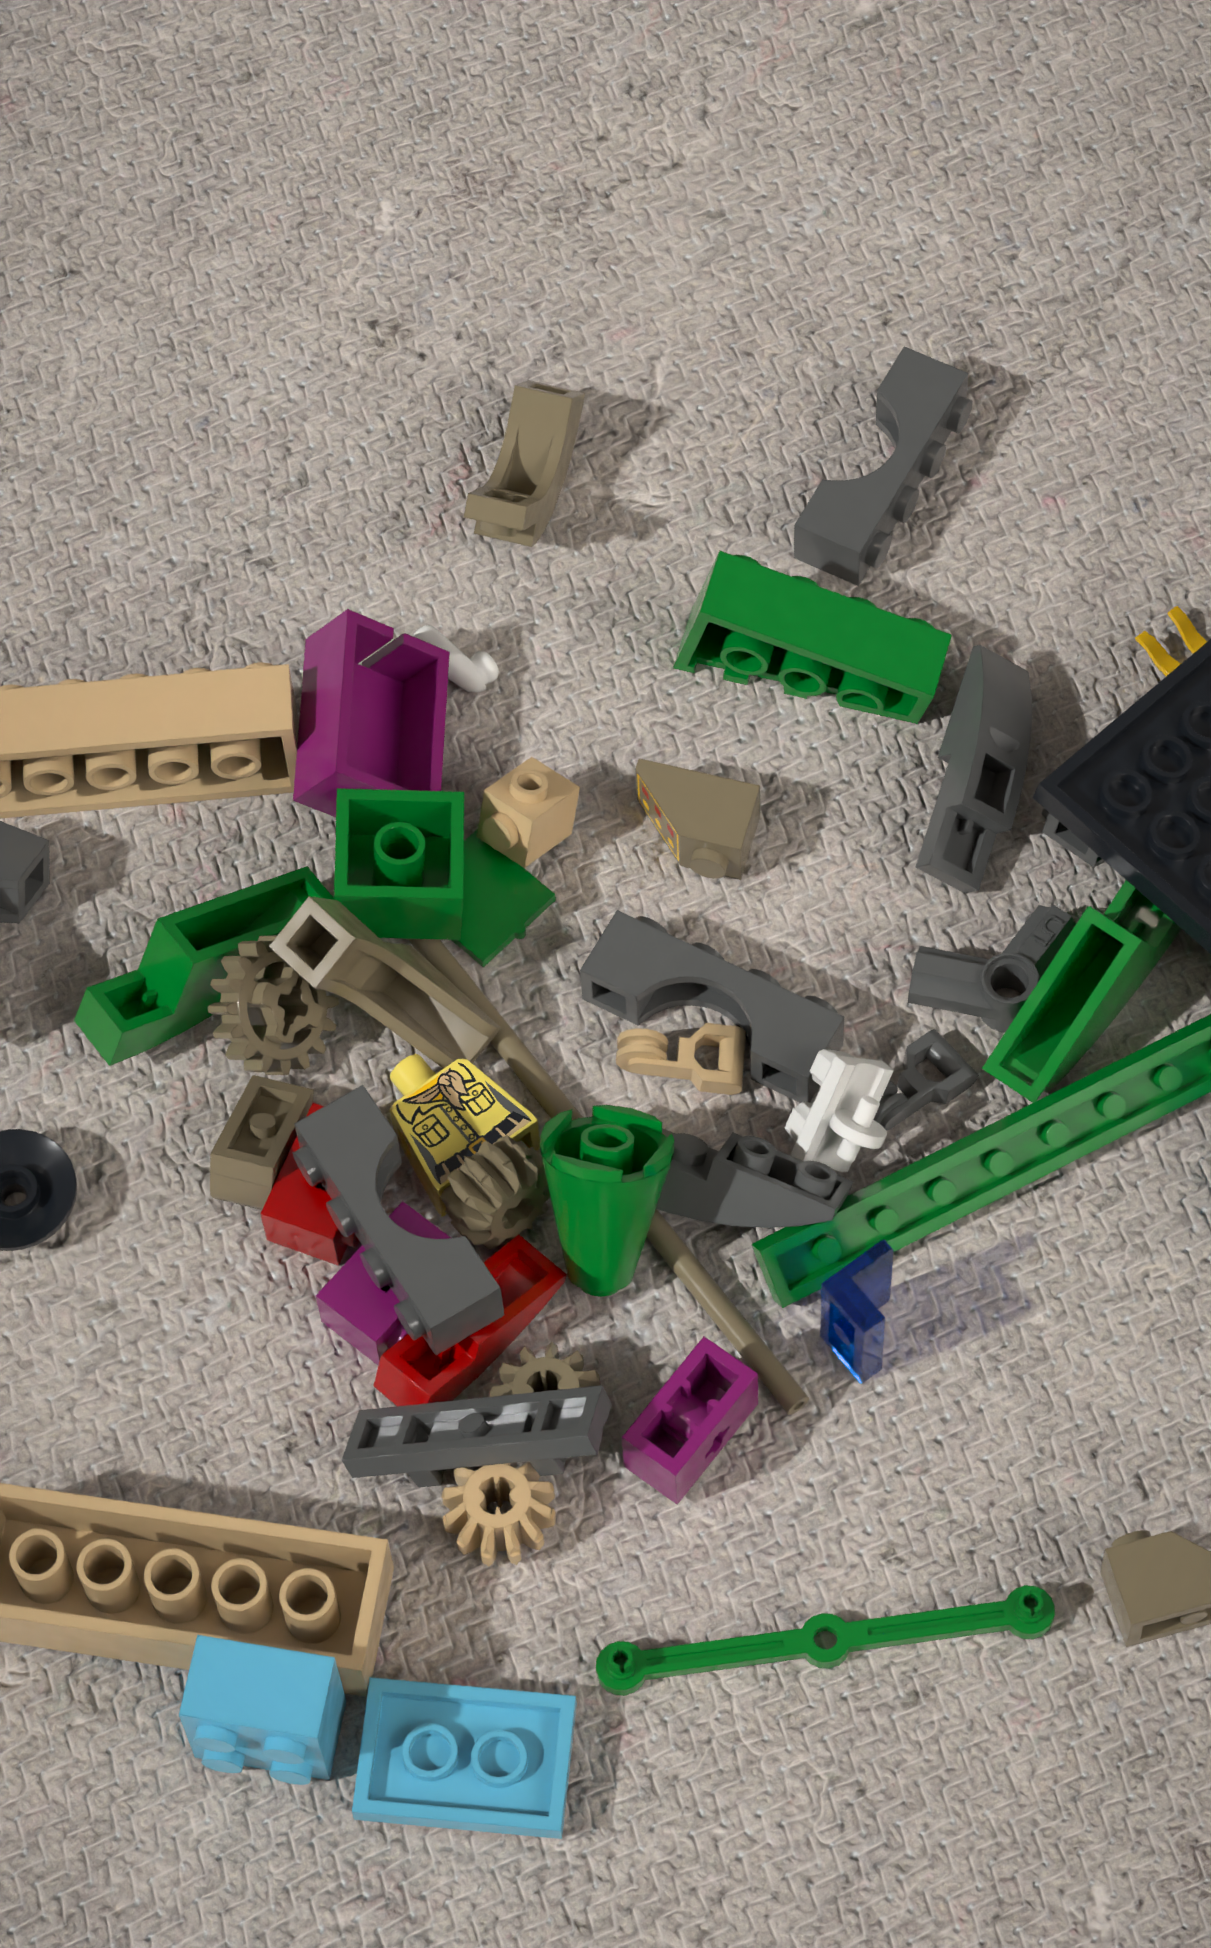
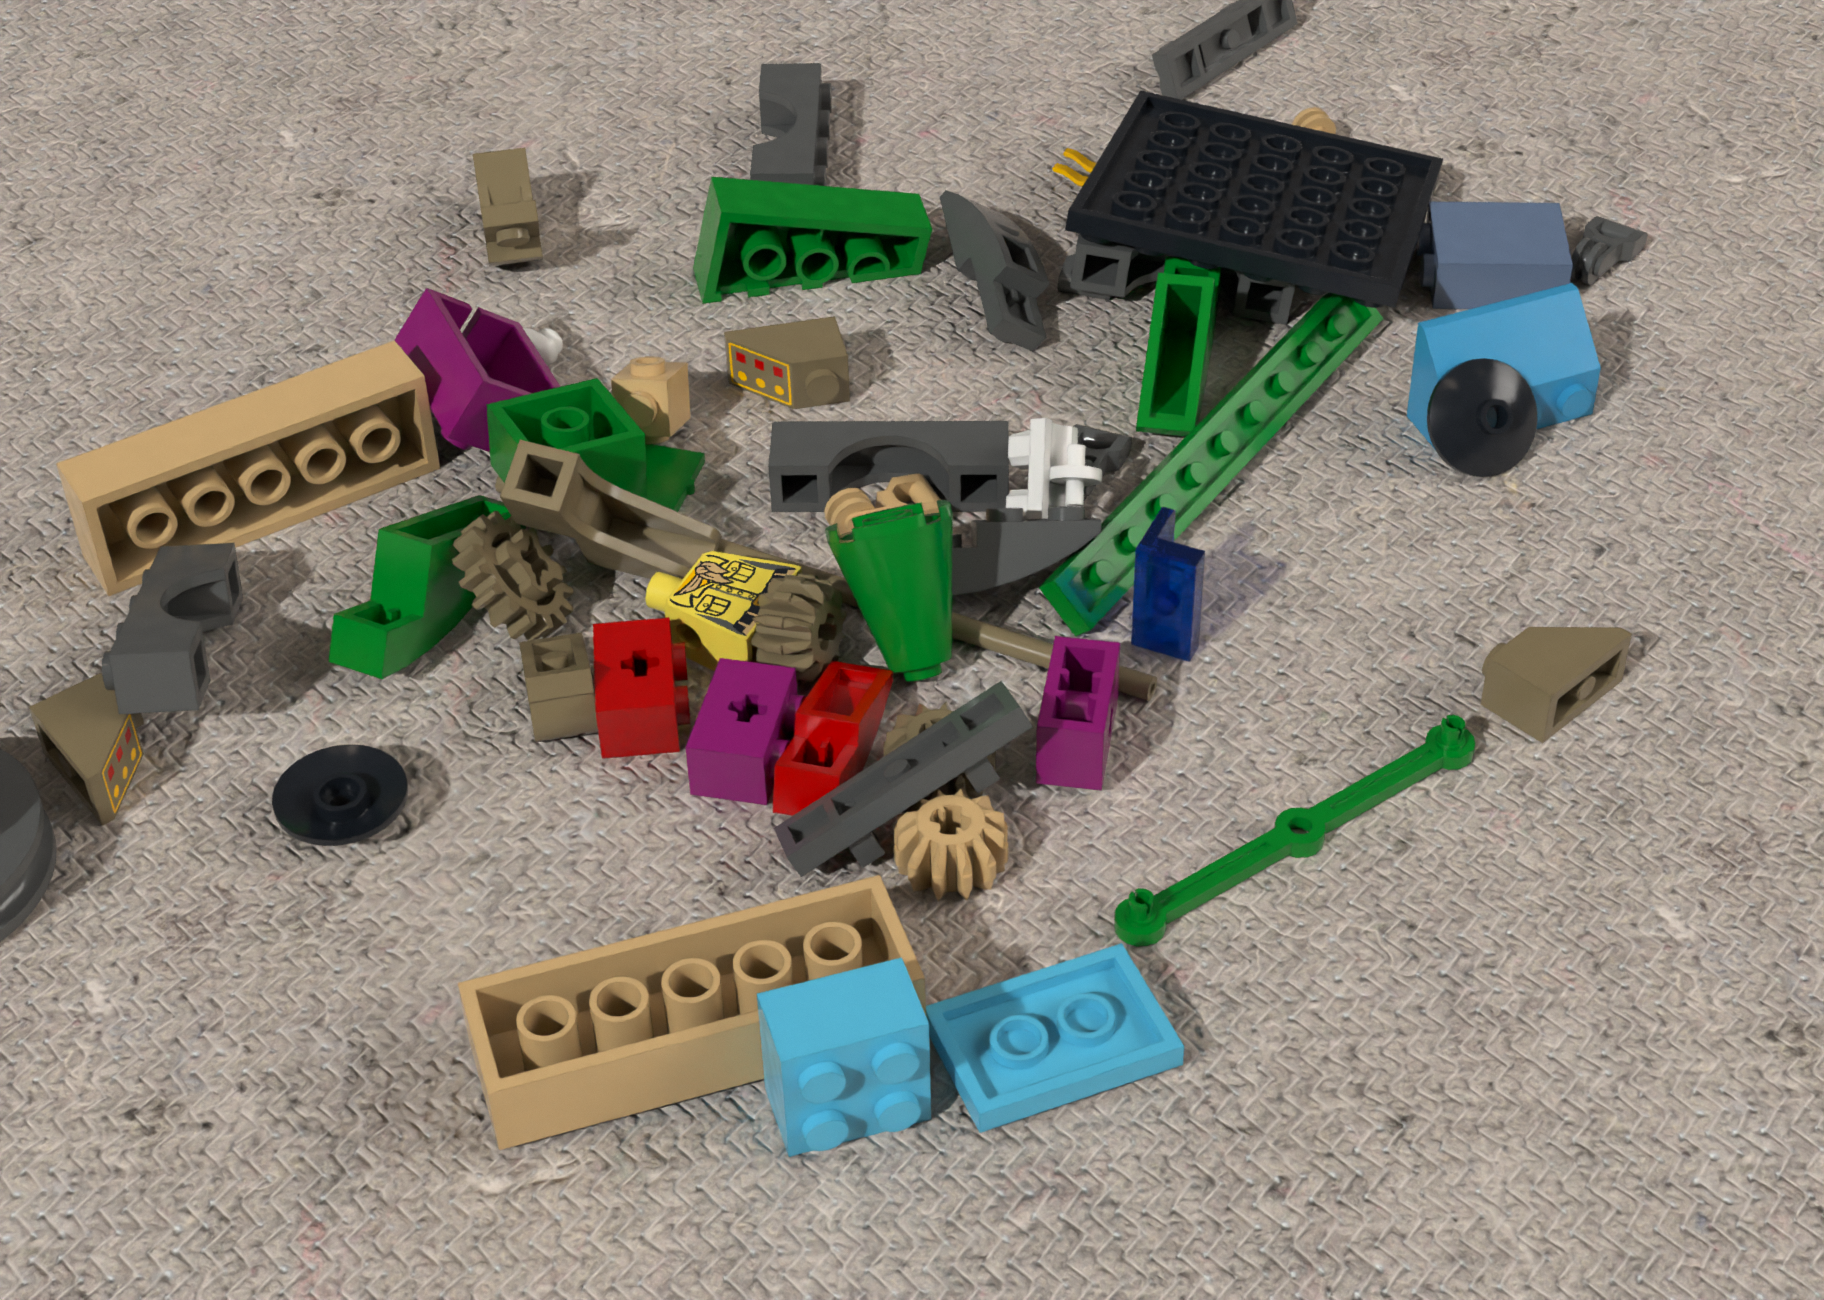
camera: 30 degrees left, 20 degrees down
(438, 1281) = (794, 681): dark grey arch -> none
(969, 982) = (1104, 383): dark grey piece -> none

